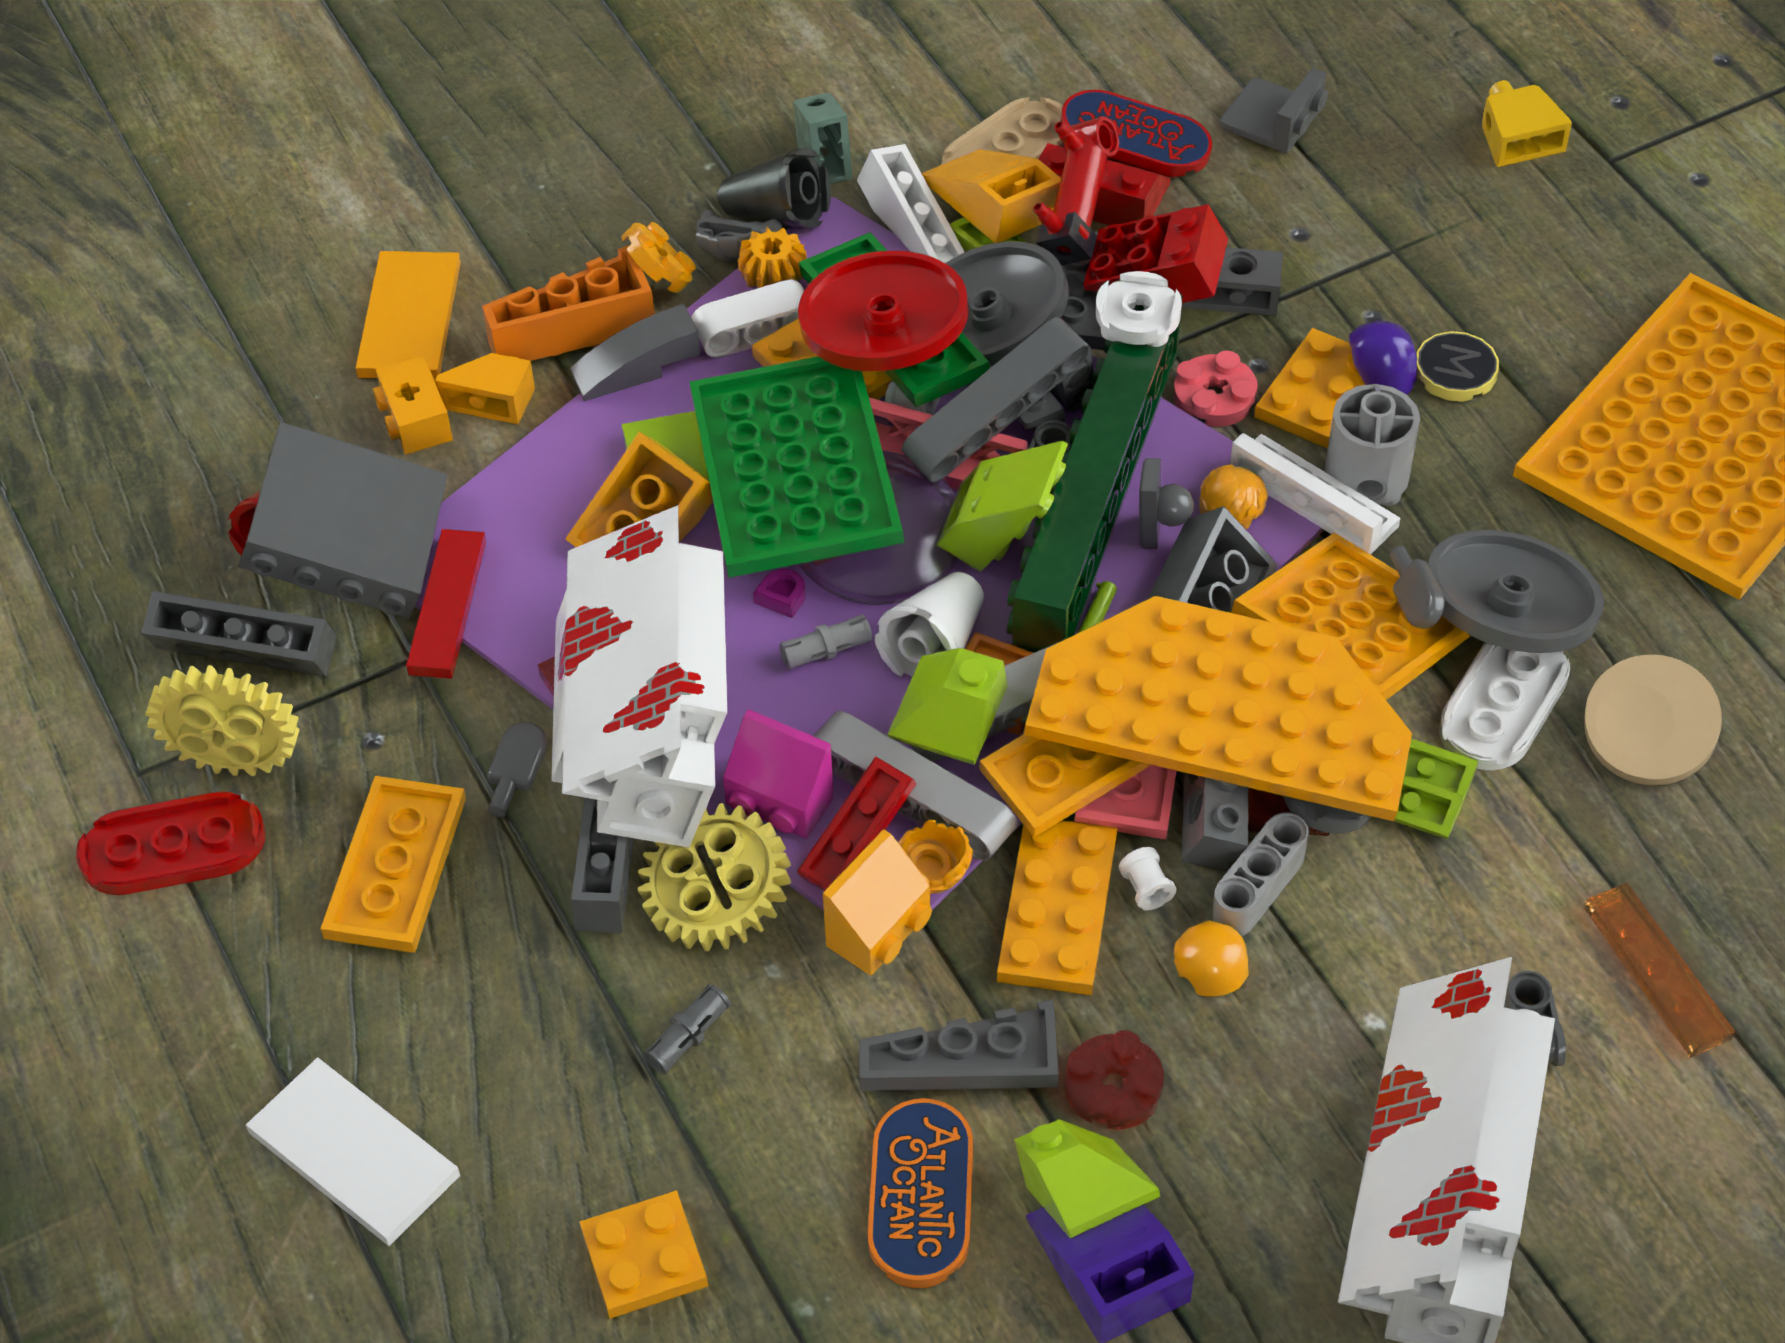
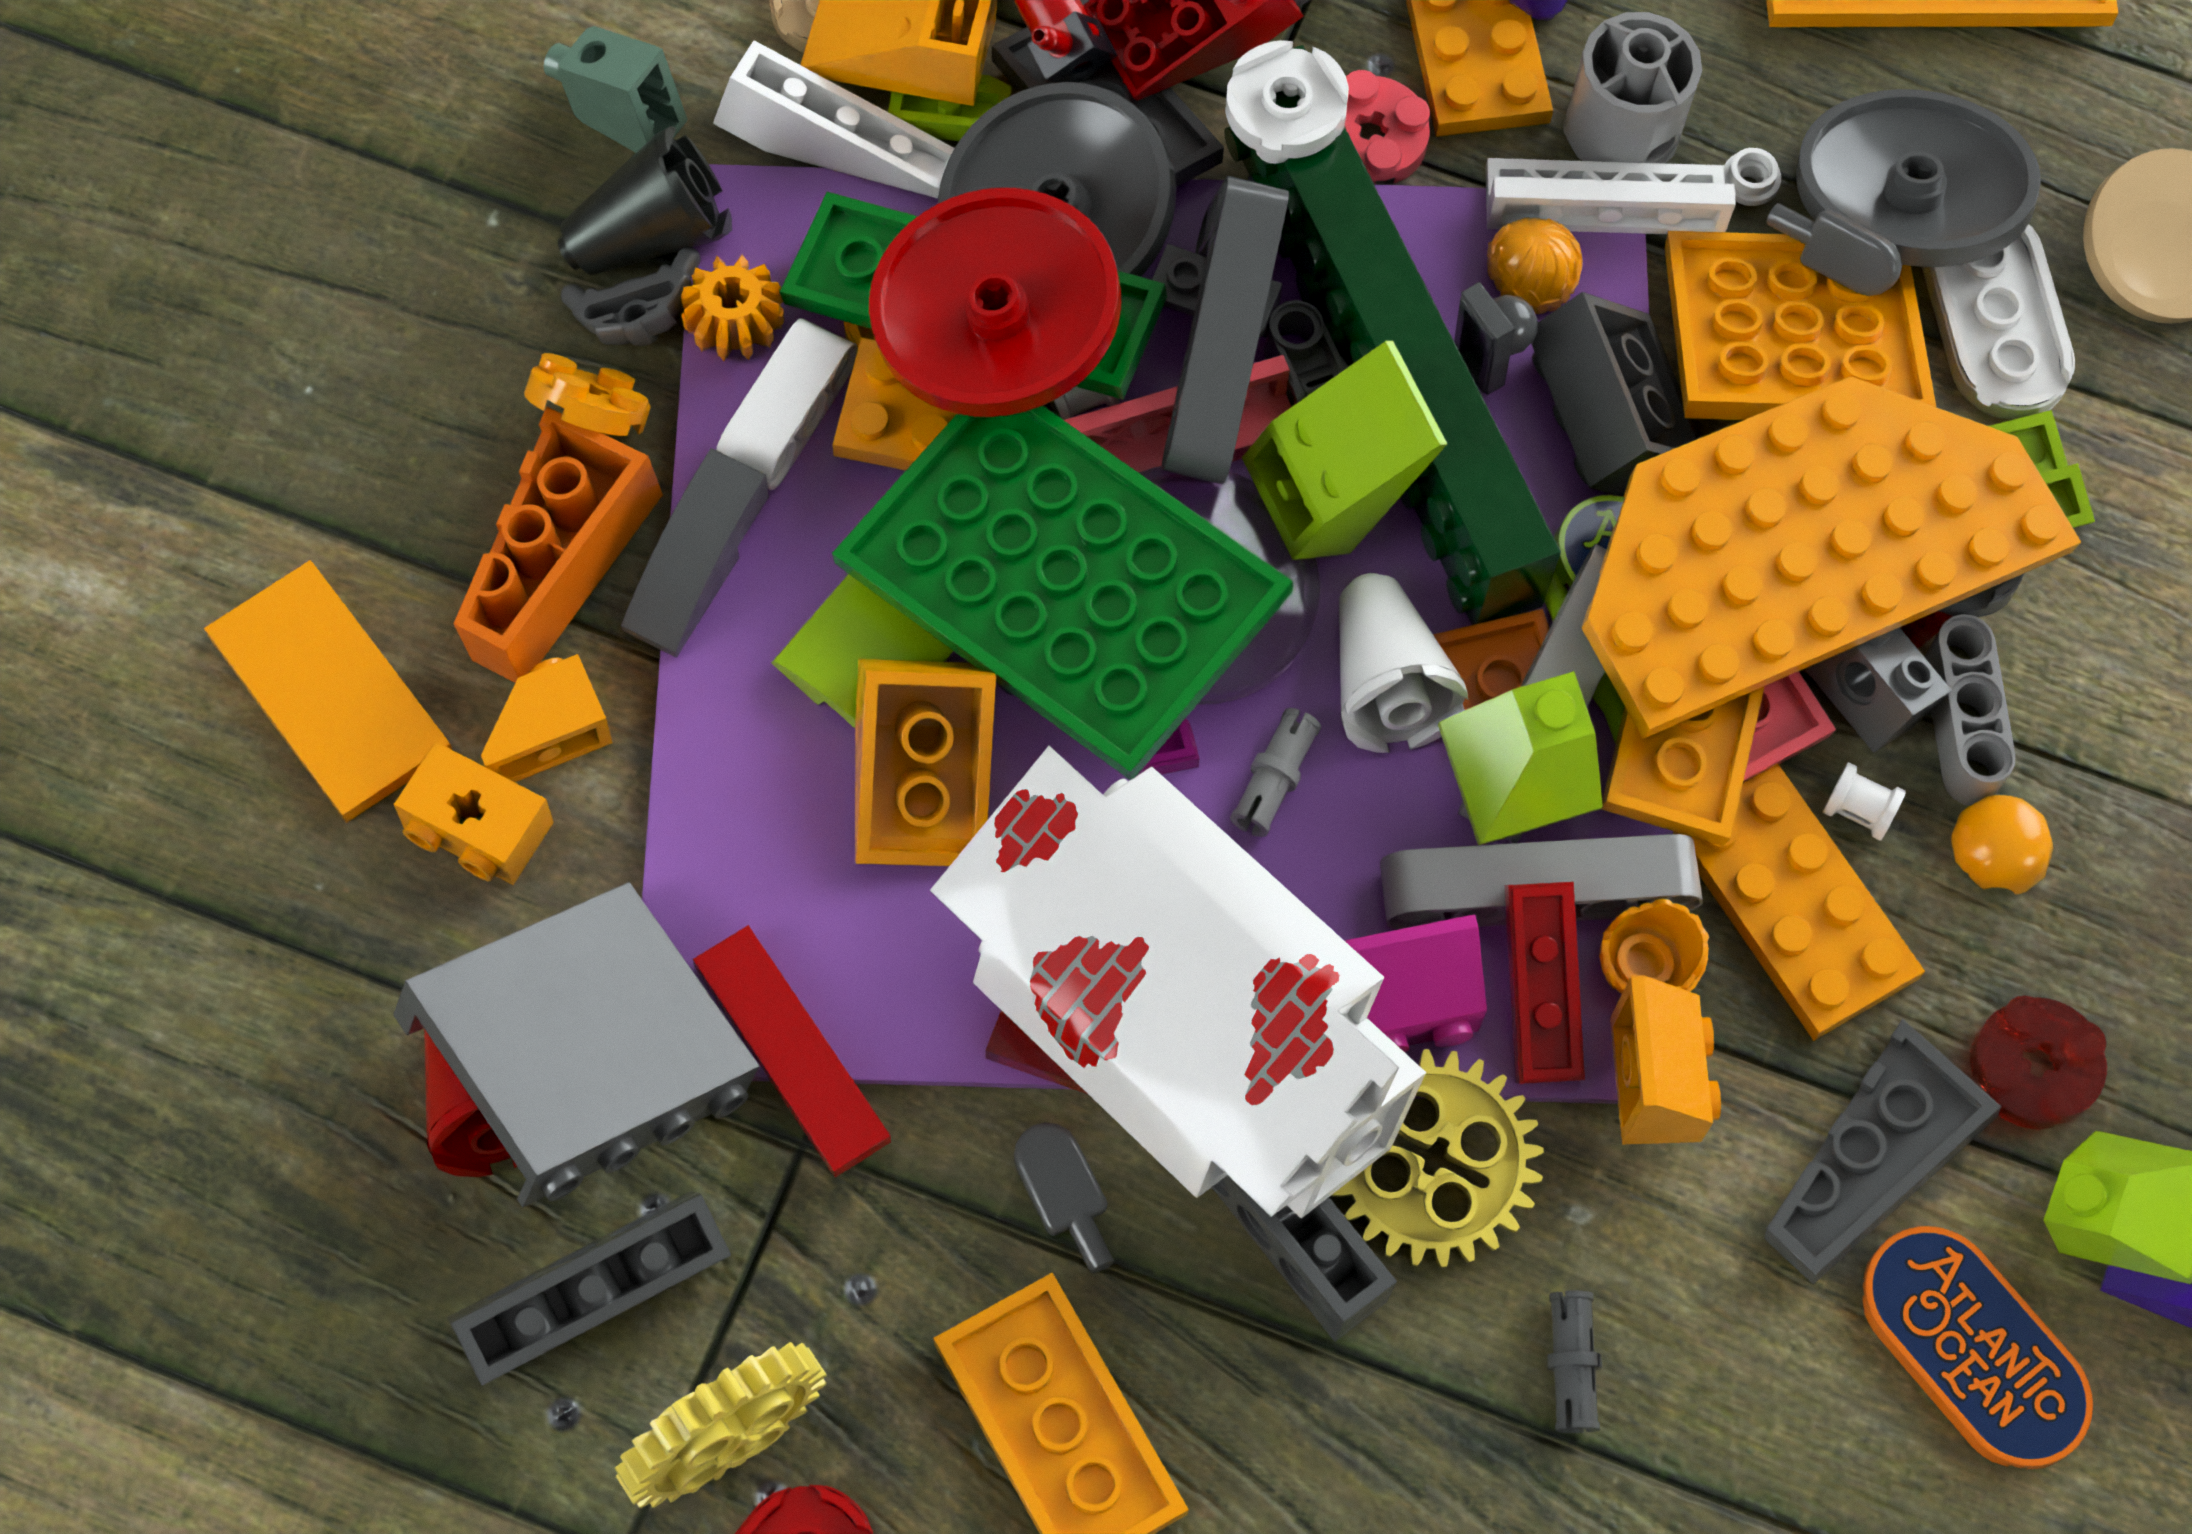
camera: 45 degrees left, 15 degrees up
(1418, 538) = (1759, 166): none -> white plate

